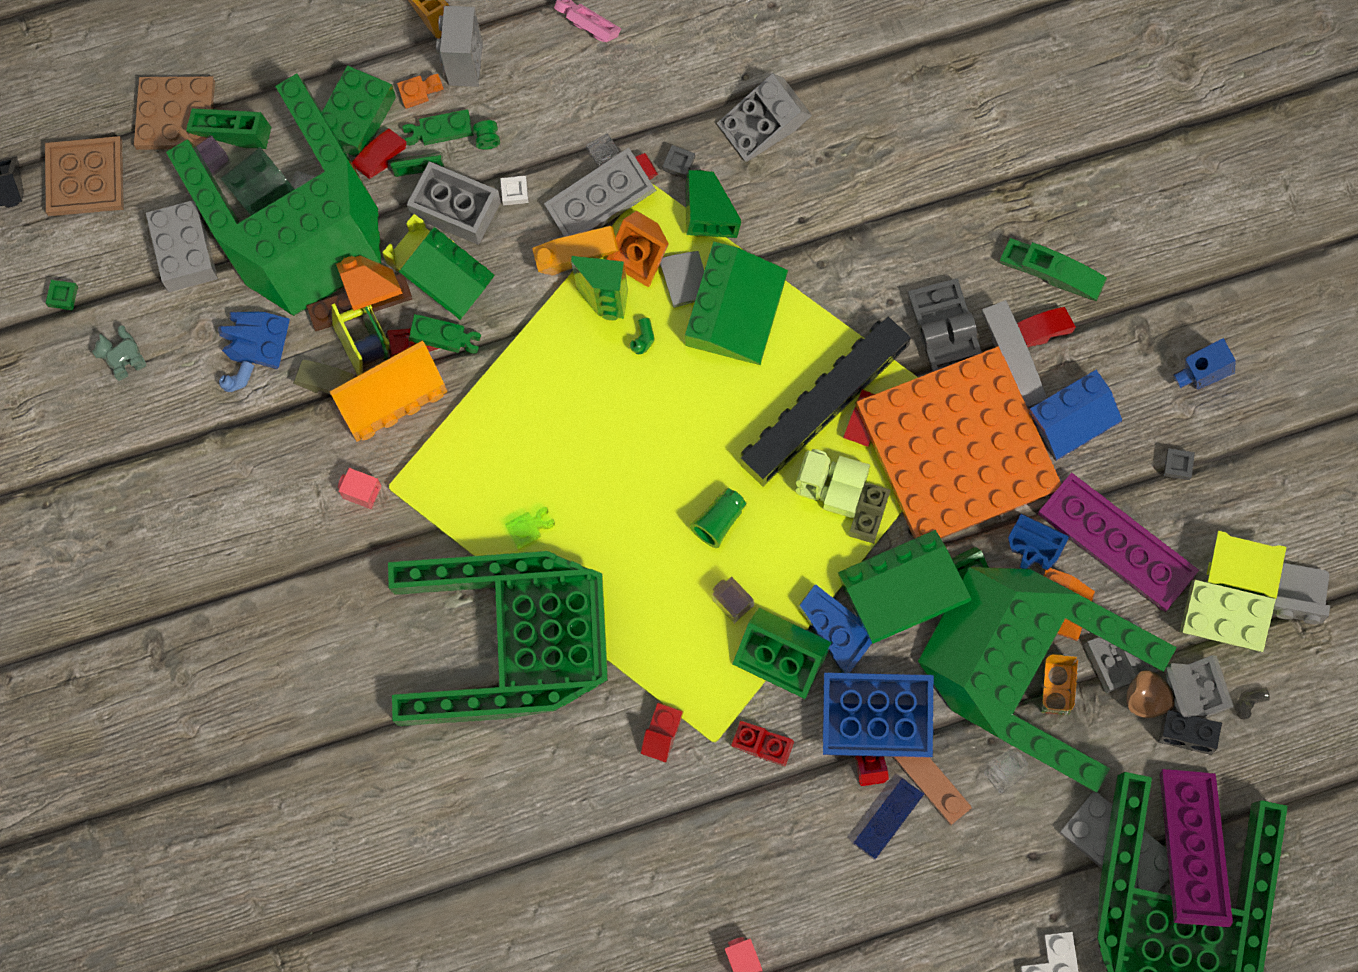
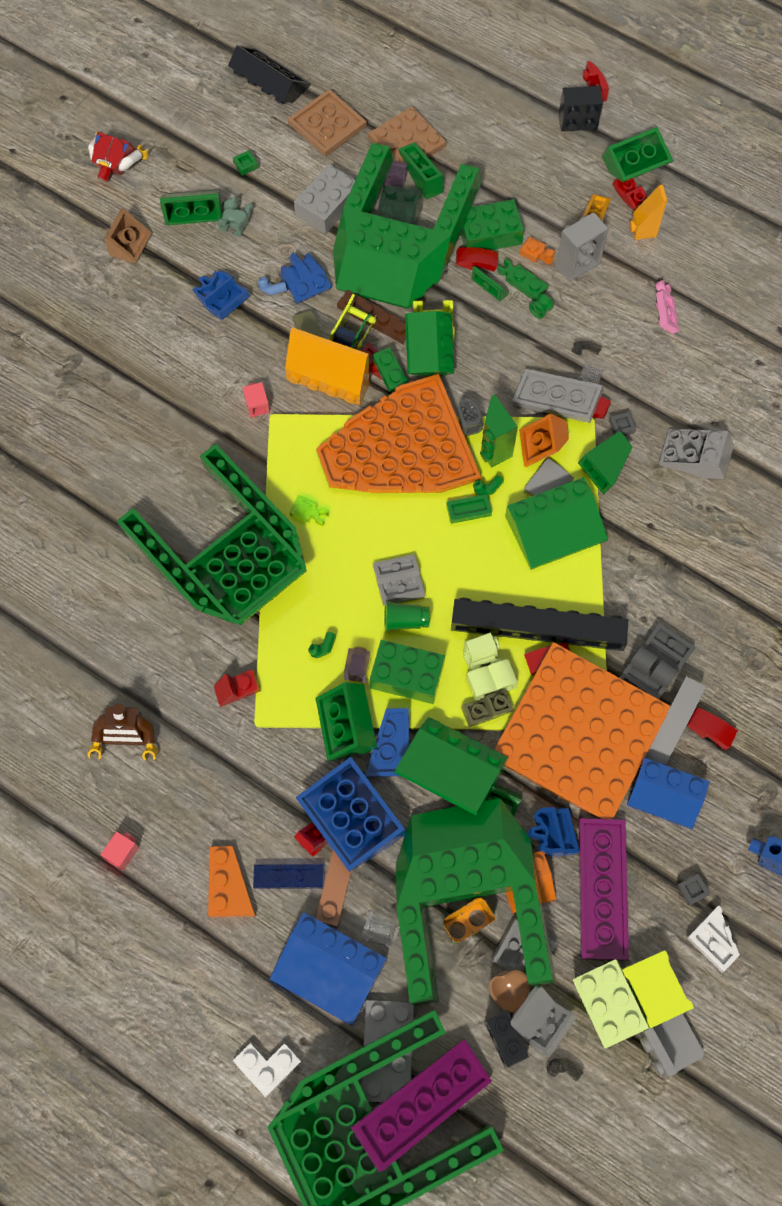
camera: 45 degrees right, 5 degrees down
(53, 481) = (126, 237): none -> medium nougat slope
(72, 387) = (191, 207): none -> green slope
(204, 435) = (220, 294): none -> blue plate
(367, 281) = (386, 305): orange slope -> none
(454, 203) = (480, 318): light grey brick -> none
(514, 190) = (519, 347): white plate -> none
(531, 384) = (401, 445): none -> orange wing
(556, 254) = (518, 408): light orange slope -> none
(556, 297) = (469, 417): none -> dark grey rock
(563, 128) = (587, 345): none -> clear smoke arm
(620, 869) = (123, 727): none -> reddish brown torso
(651, 373) = (469, 508): none -> green tile
(673, 495) = (398, 579): none -> light grey slope
(688, 618) = (324, 648): none -> green arm
(762, 744) = (278, 757): red slope -> none
(777, 558) = (407, 671): none -> green brick
(853, 883) = (226, 885): none -> orange wing
(1006, 845) = (328, 969): none -> blue slope
(1054, 267) = (757, 703): green slope -> none
(1236, 482) = (715, 940): none -> white wing

